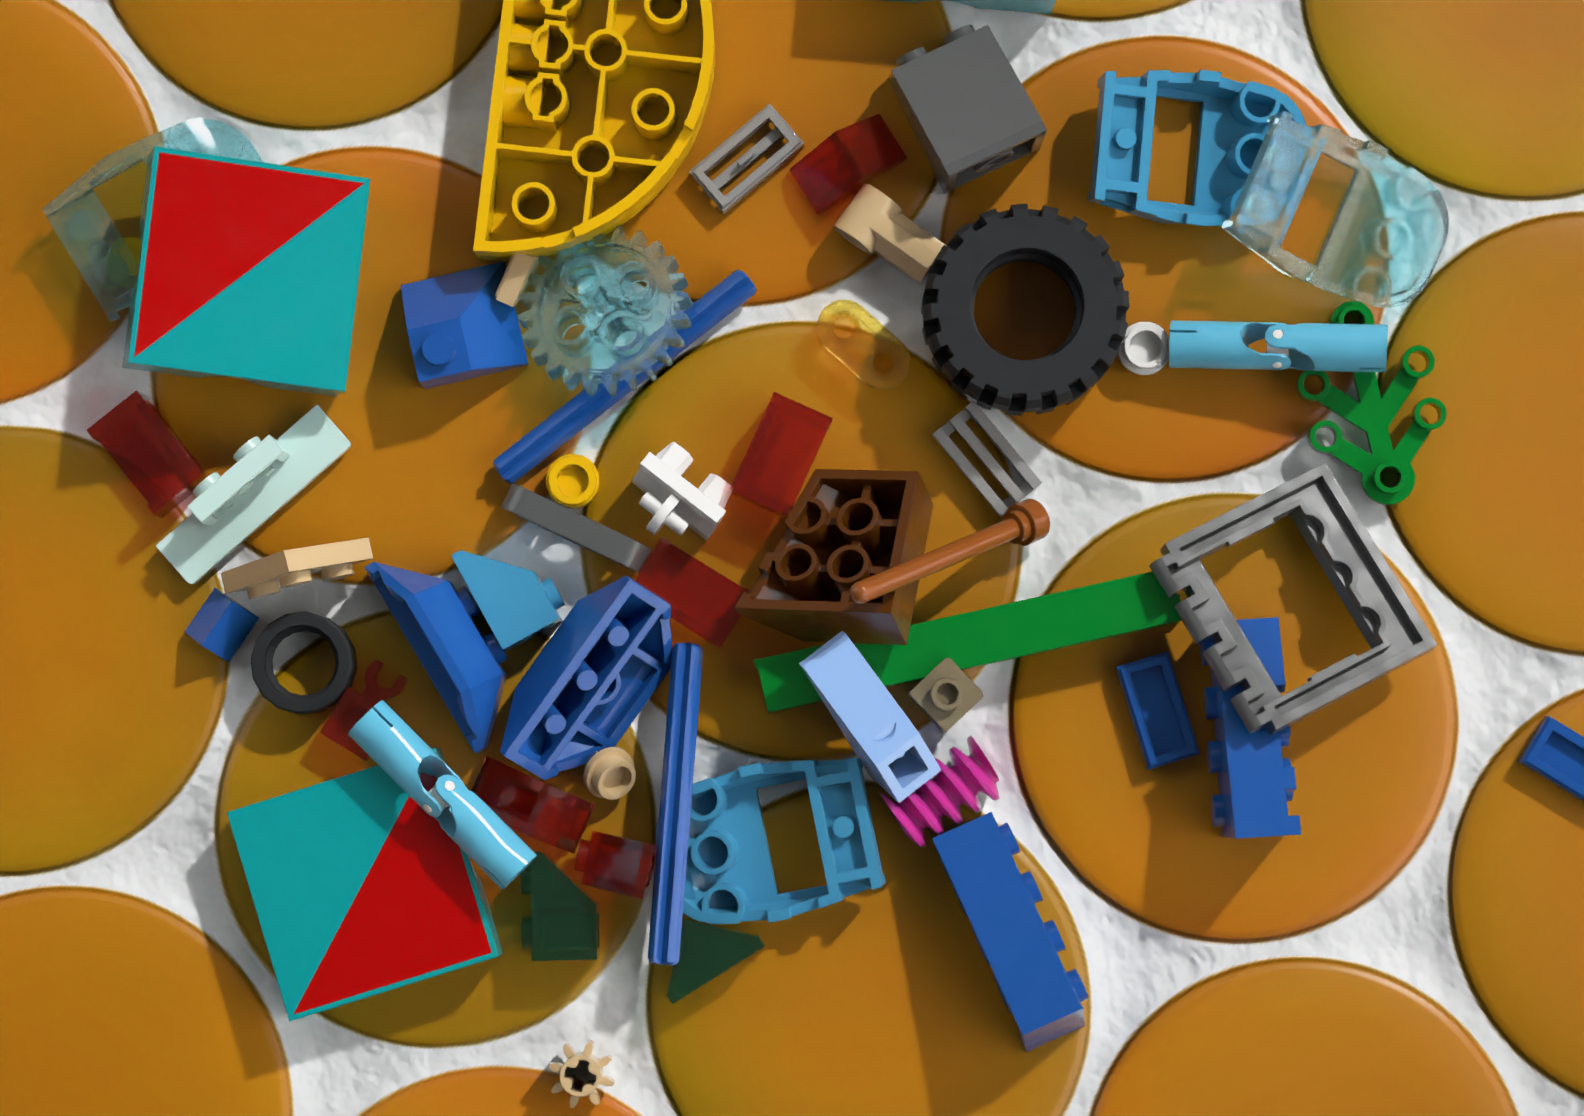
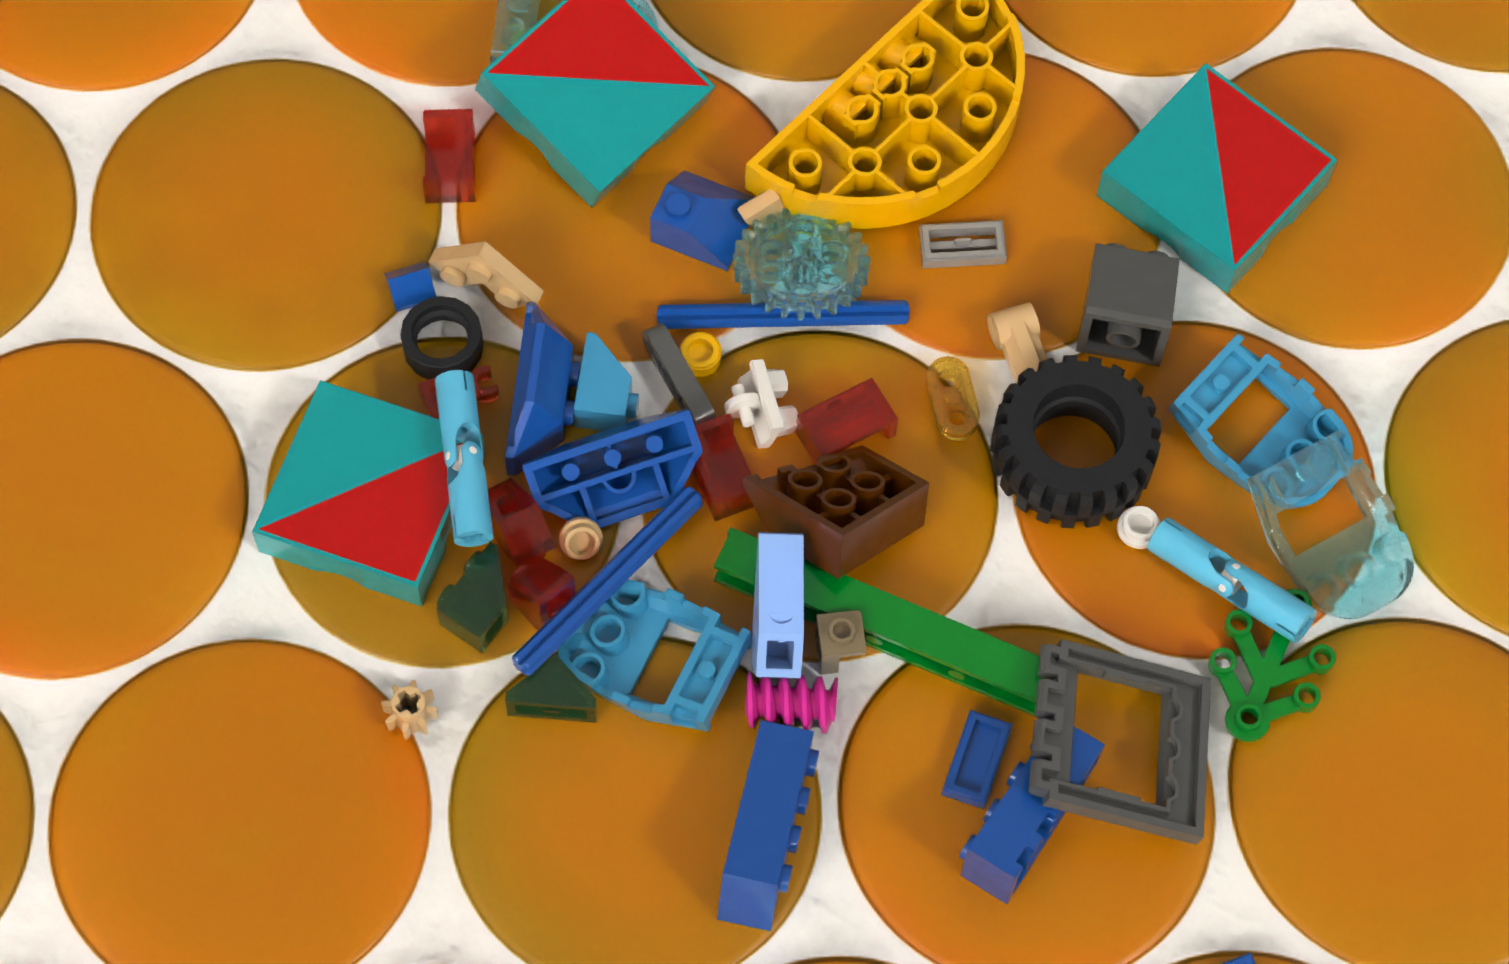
camera: 35 degrees right, 20 degrees down
(251, 492) = (493, 214): light aqua bracket -> none
(847, 162) = (1026, 280): clear red slope -> none
(958, 423) = (978, 490): light grey tile -> none
(1020, 525) = (973, 574): dark orange piece -> none

